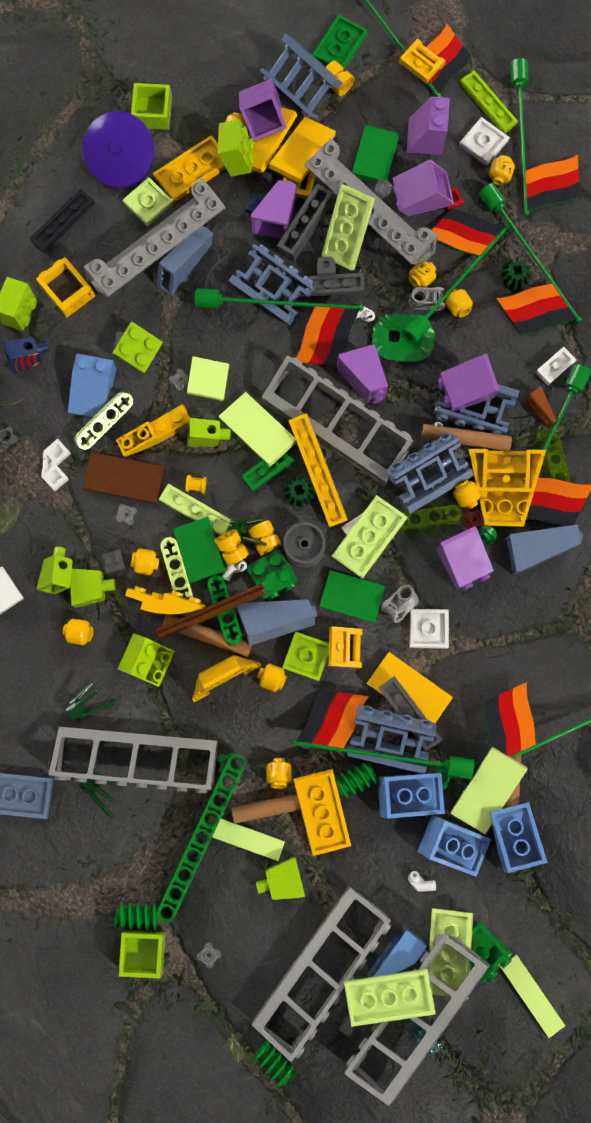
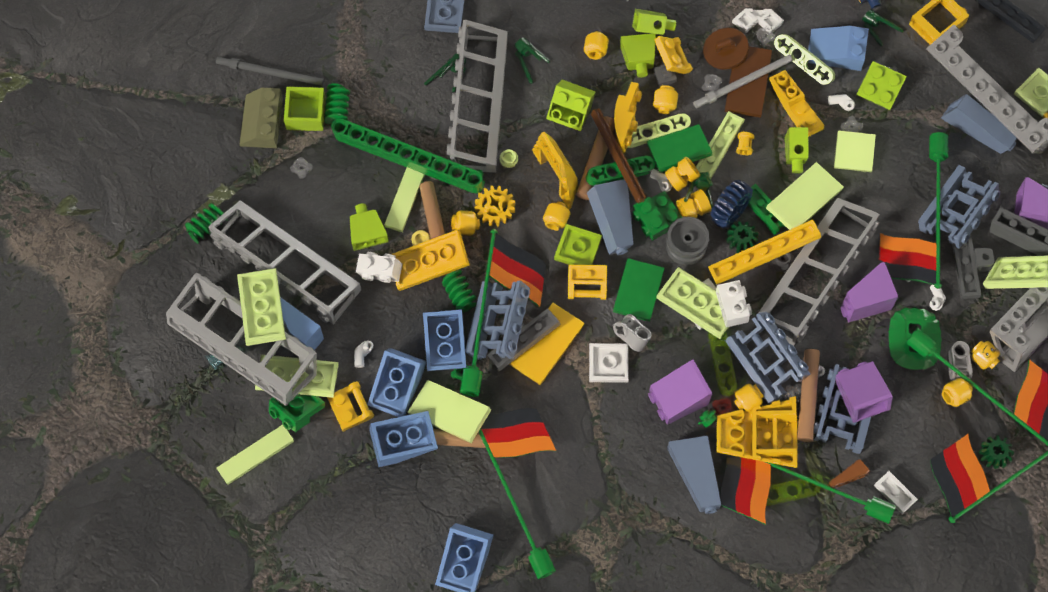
camera: 90 degrees right, 10 degrees down
(61, 351) = (873, 19): none -> dark green plant
(74, 462) = (761, 35): none -> clear plate
(79, 1035) = (235, 63): none -> dark grey bar
(87, 498) = (726, 48): none -> reddish brown shield
(93, 552) = (673, 55): none -> yellow plate
(143, 513) = (712, 96): none -> light grey bar
(149, 1003) = (261, 118): none -> olive slope
(150, 386) = (843, 100): none -> white arm
(204, 727) = (508, 158): none -> yellowish green plate
(266, 753) = (492, 213): none -> yellow gear
(267, 499) = (731, 204): none -> dark blue gear
(294, 821) = (419, 237): none -> light yellow tile
(330, 871) = (381, 268): none -> white brick
(379, 505) = (733, 303): none -> white brick
(482, 900) = (344, 410): none -> yellow plate

